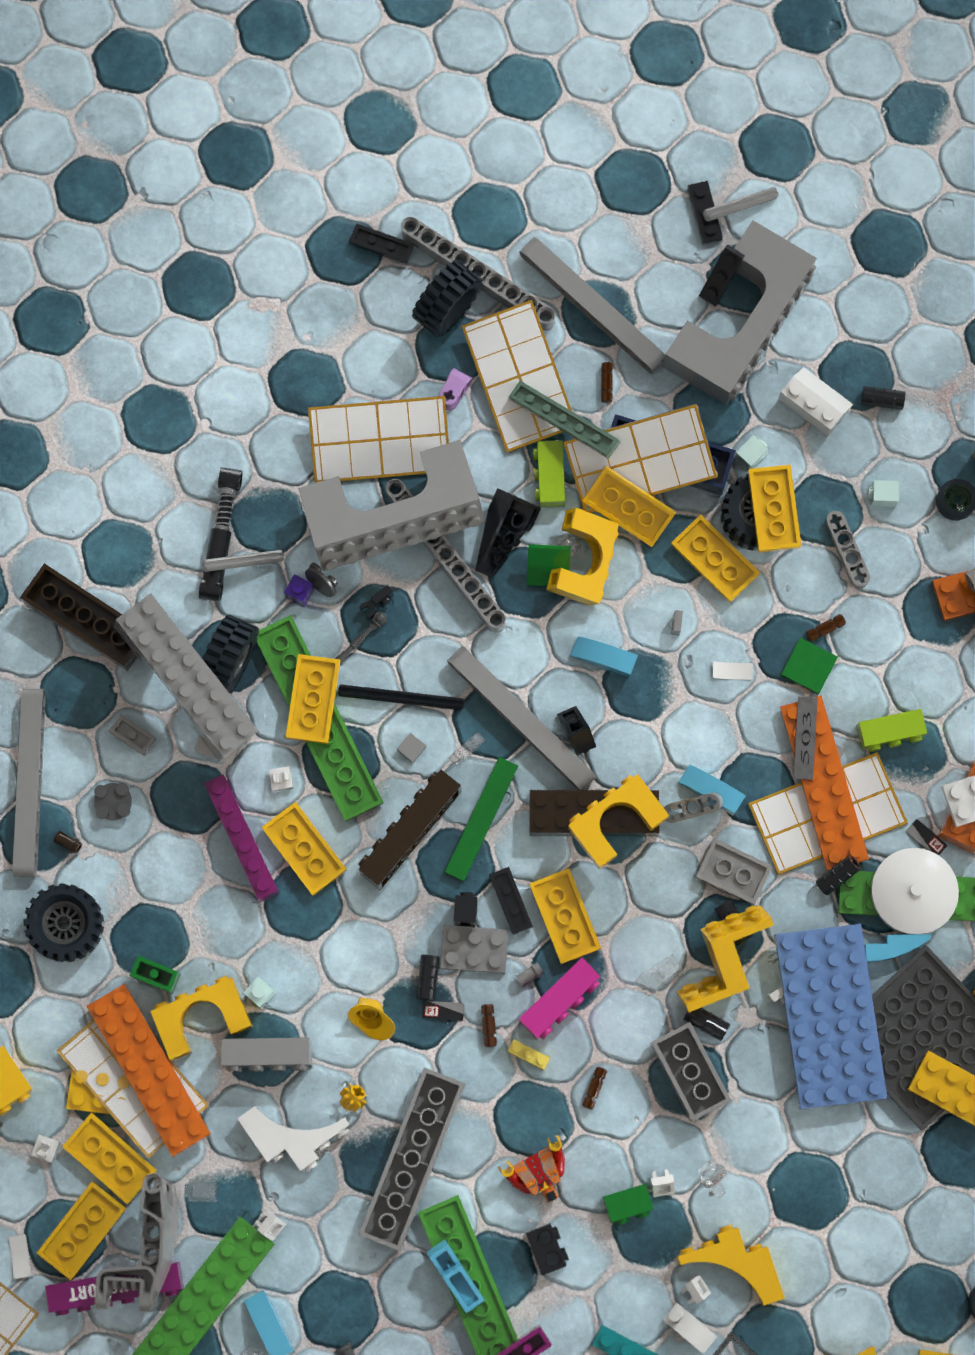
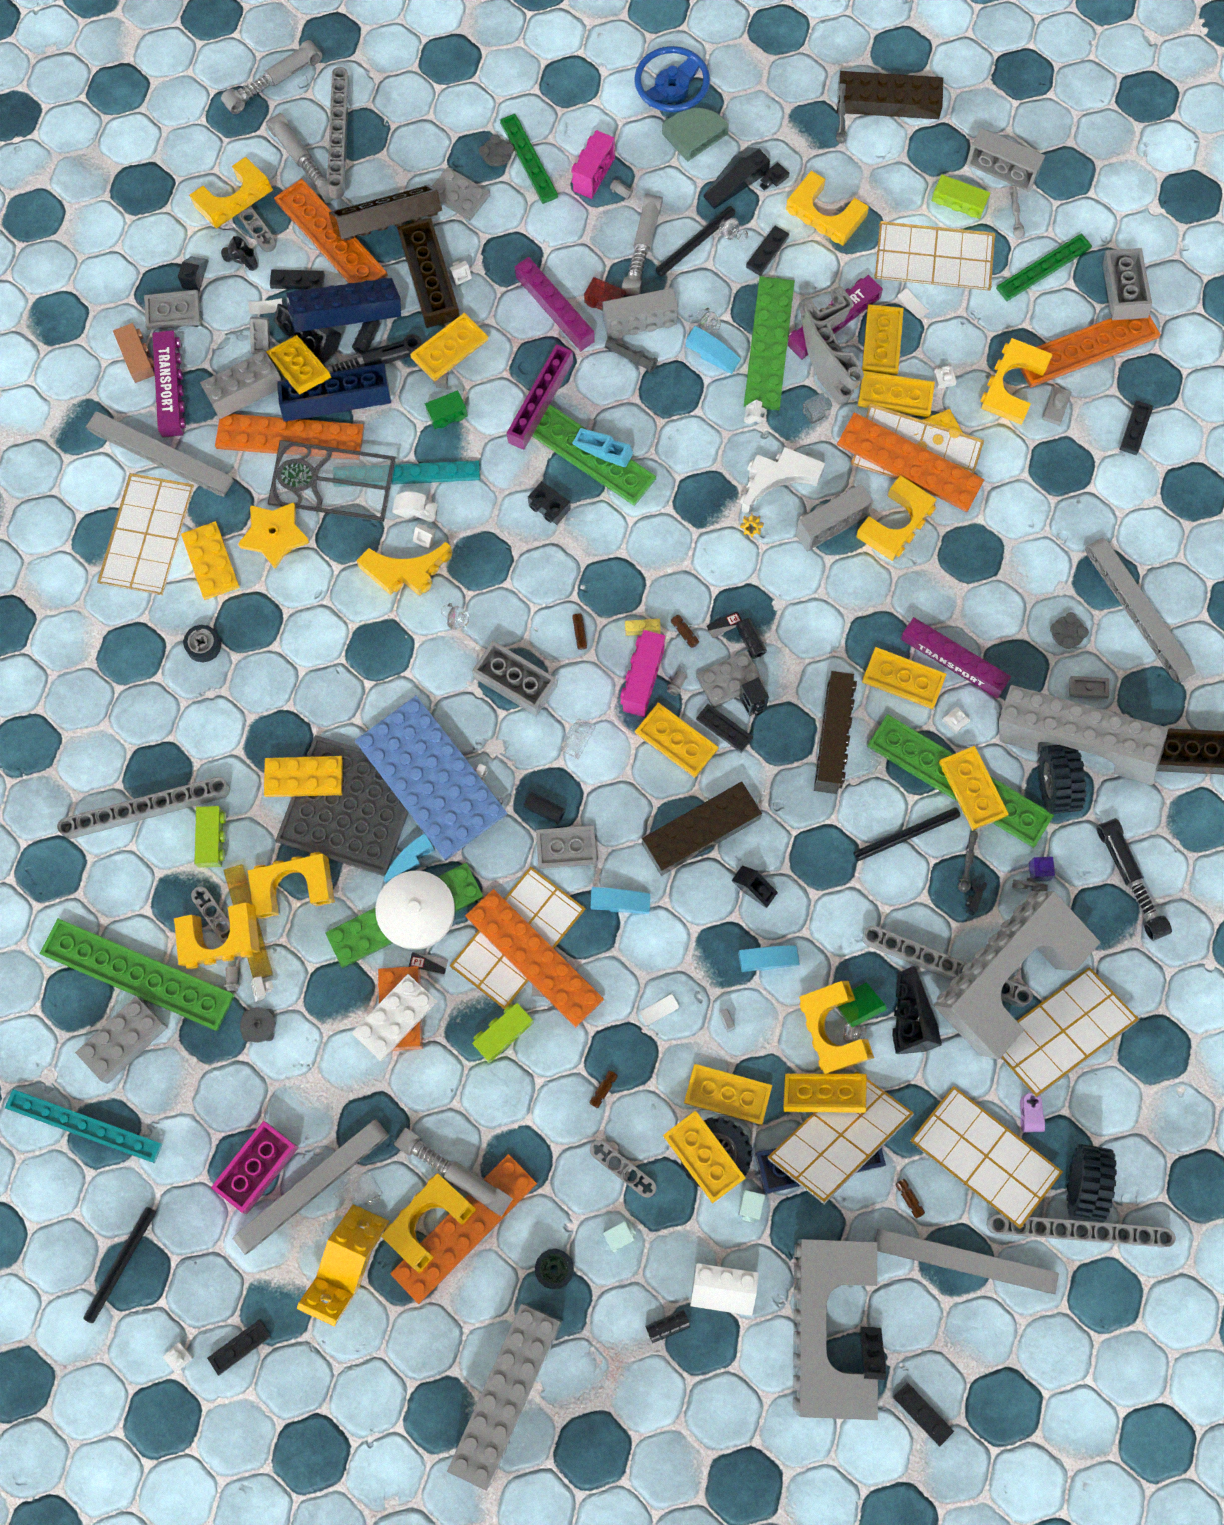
camera: 150 degrees right, 5 degrees down
(41, 913) = (1055, 534): black wheel -> none
(67, 842) = (1079, 584): dark brown pin -> none
(155, 974) = (950, 526): green brick -> none
(242, 560) = (1101, 865): light grey axle -> none
(259, 992) = (867, 558): light aqua brick -> none
(371, 1019) = (775, 586): yellow piece -> none
(381, 243) = (1178, 1209): black plate -> none
(411, 747) = (873, 800): light grey tile -> none
(412, 1159) = (682, 507): light grey brick -> none
(467, 749) = (829, 822): clear beam -> none
(481, 819) = (785, 778): green tile -> none
(521, 718) = (803, 870): light grey beam -> none
(538, 1171) = (587, 548): torso -> none
(549, 474) = (906, 1085): lime brick -> none
(564, 419) = (925, 1132): sand green tile -> none
(627, 1204) = (507, 564): green brick -> none
(632, 794) = (679, 850): yellow arch -> none
(662, 1185) = (490, 590): white tile -> none
(705, 798) = (625, 882): light grey beam -> none
(707, 1022) = (523, 723): black axle -> none
(729, 972) = (527, 761): yellow bracket -> none
(740, 204) = (897, 1439): light grey axle -> none
(805, 738) = (569, 982): flat silver sticker -> none
(809, 666) = (599, 1048): green tile -> none
(838, 875) = (482, 888): black axle -> none

